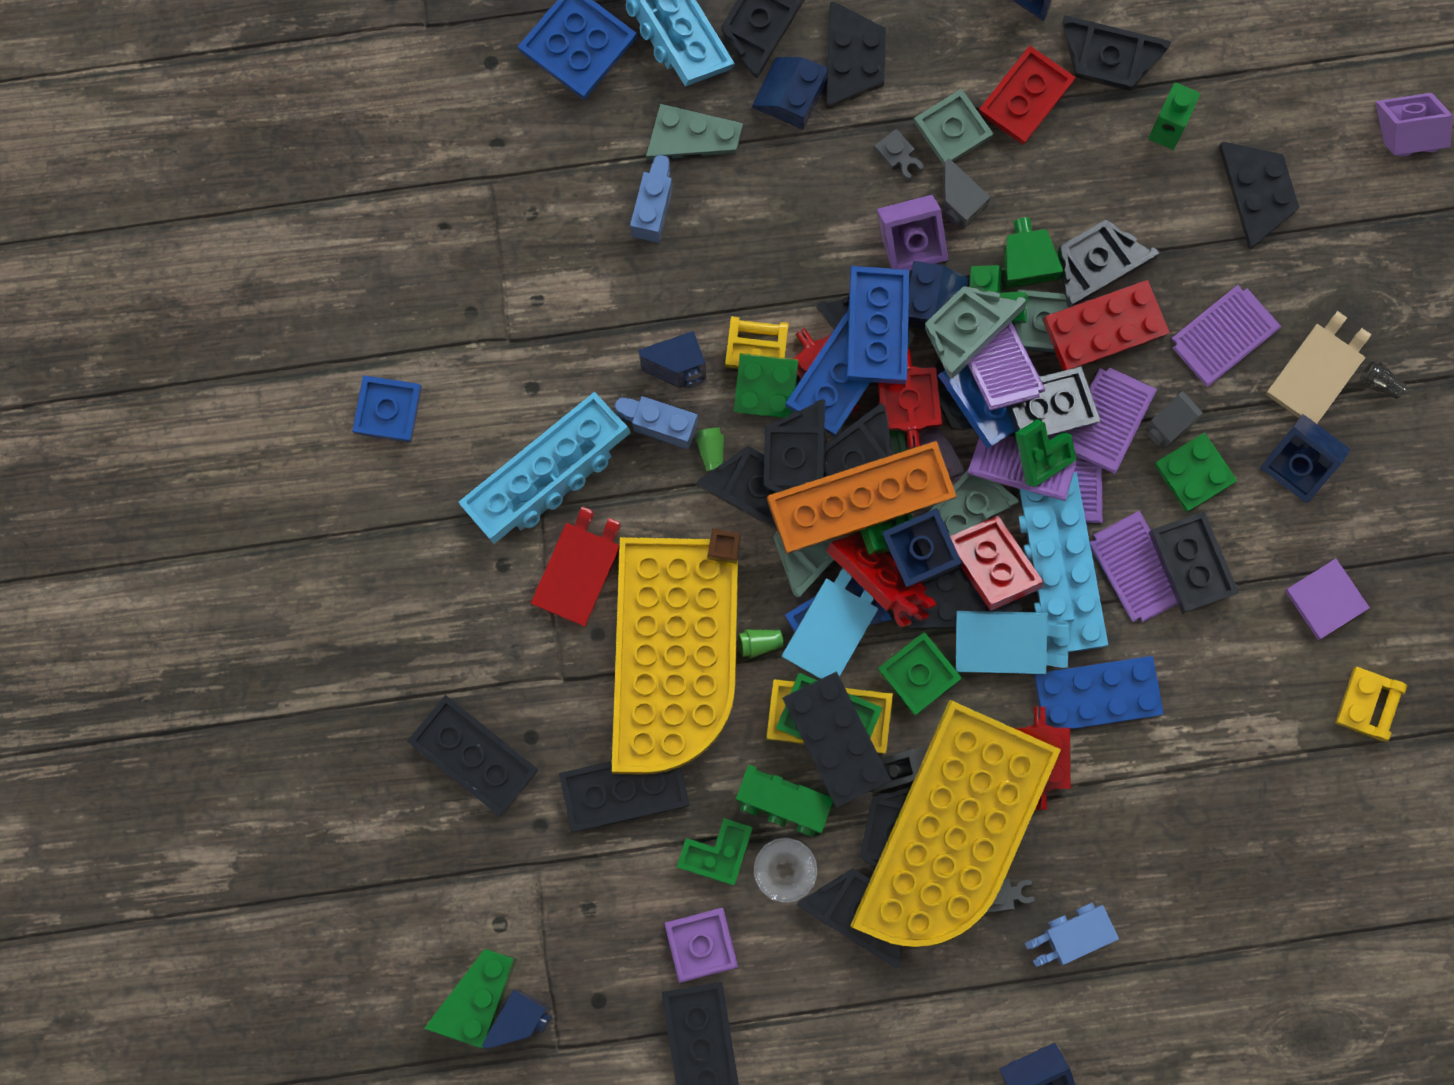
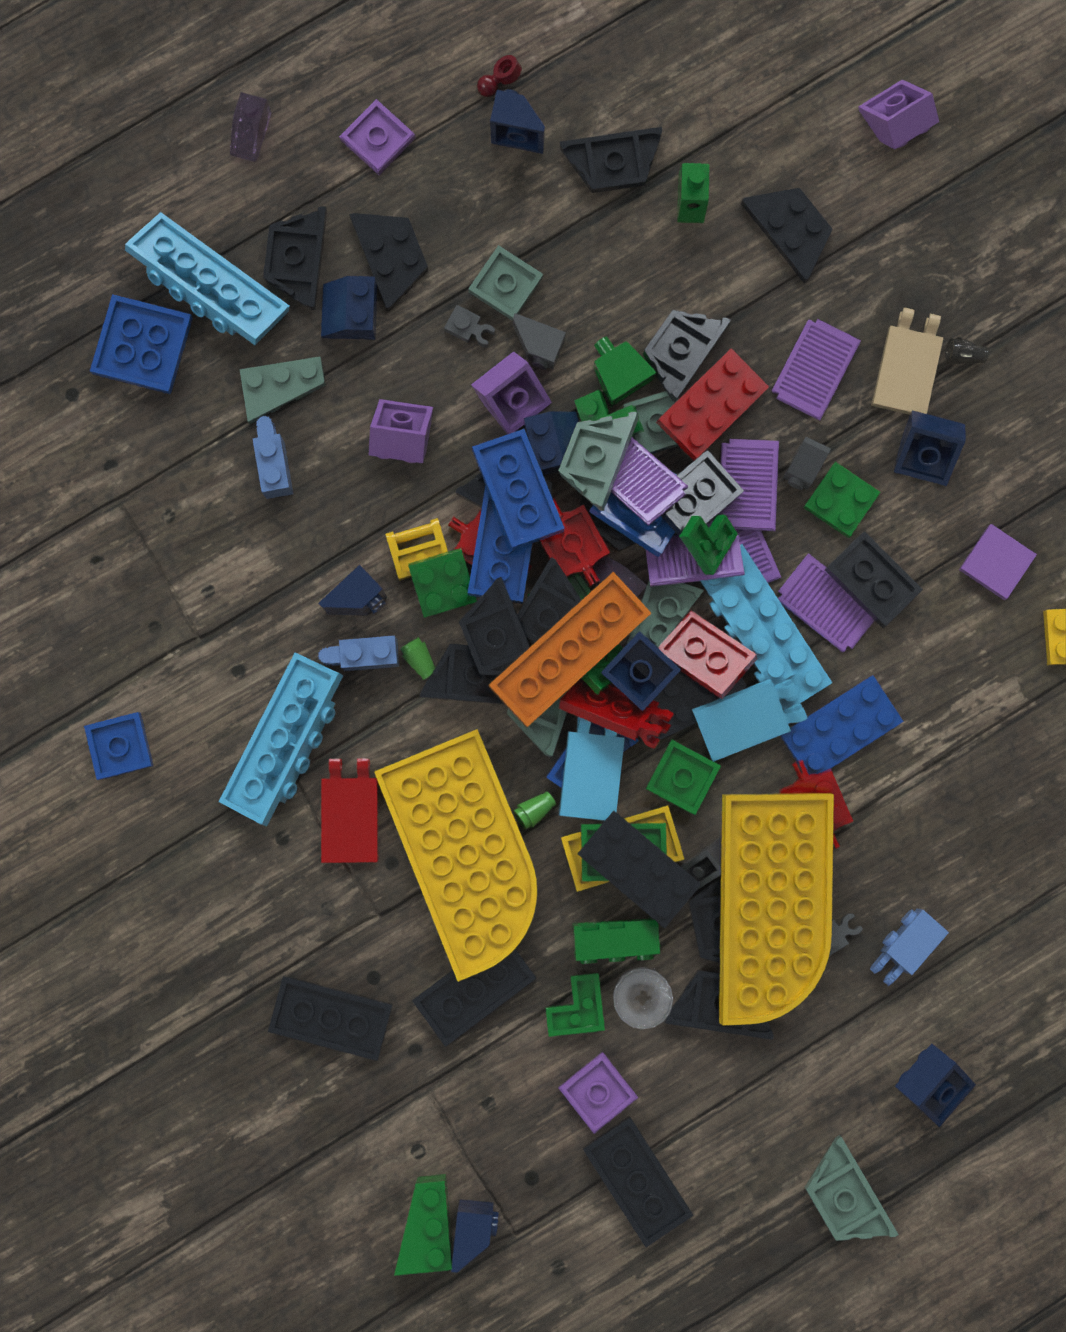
camera: 30 degrees left, 5 degrees up
(724, 546) = (468, 740): reddish brown tile -> none
(788, 225) = (400, 431): none -> medium lavender slope
(1026, 95) = (557, 227): red plate -> none

